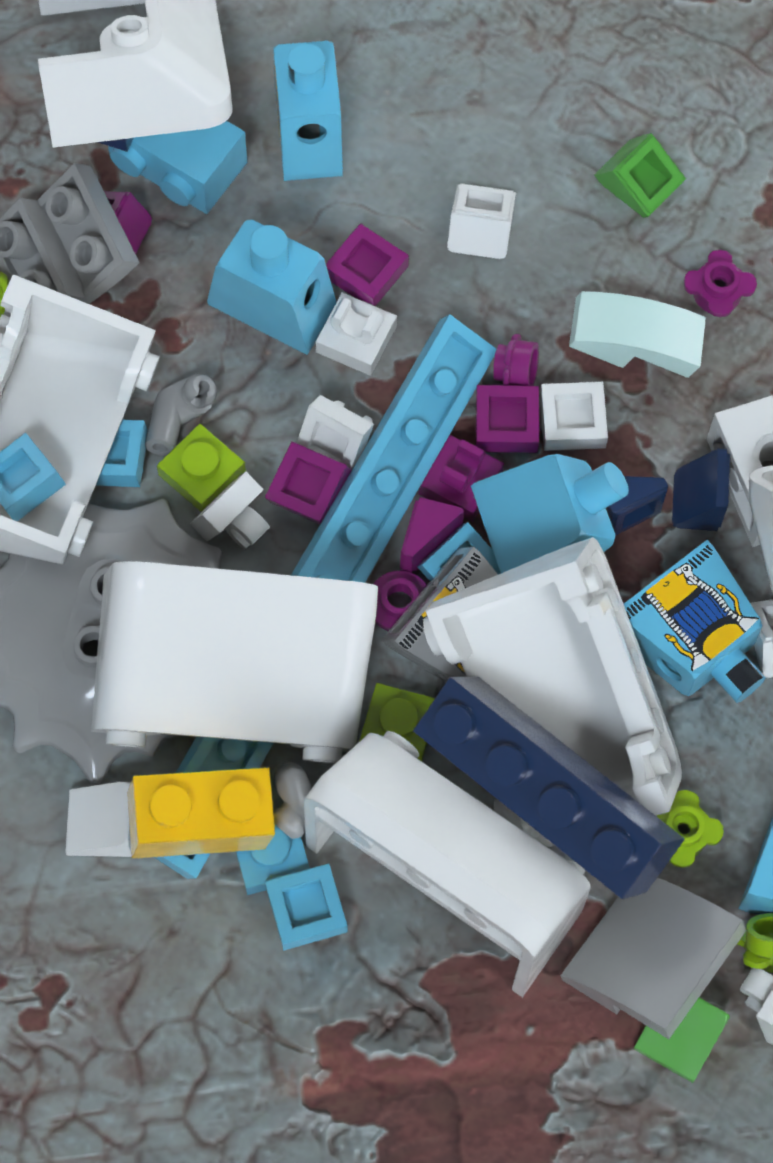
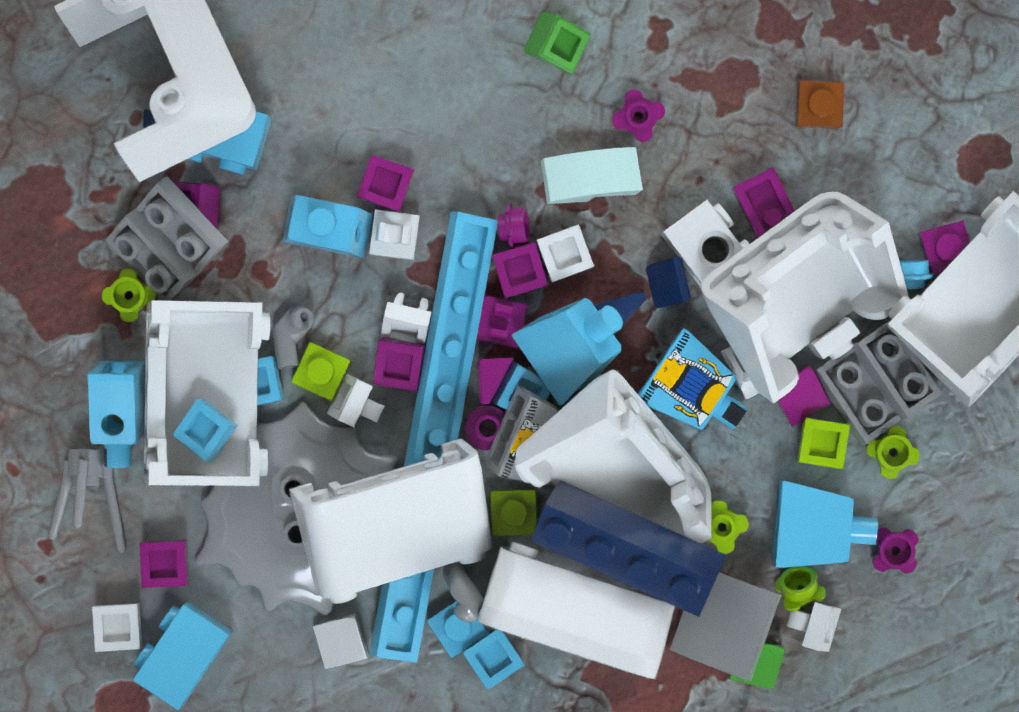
camera: 20 degrees left, 20 degrees up
(200, 812) = (409, 633): yellow brick -> none
(308, 95) = (305, 78): medium azure torso -> none
(481, 221) = (454, 115): white slope -> none

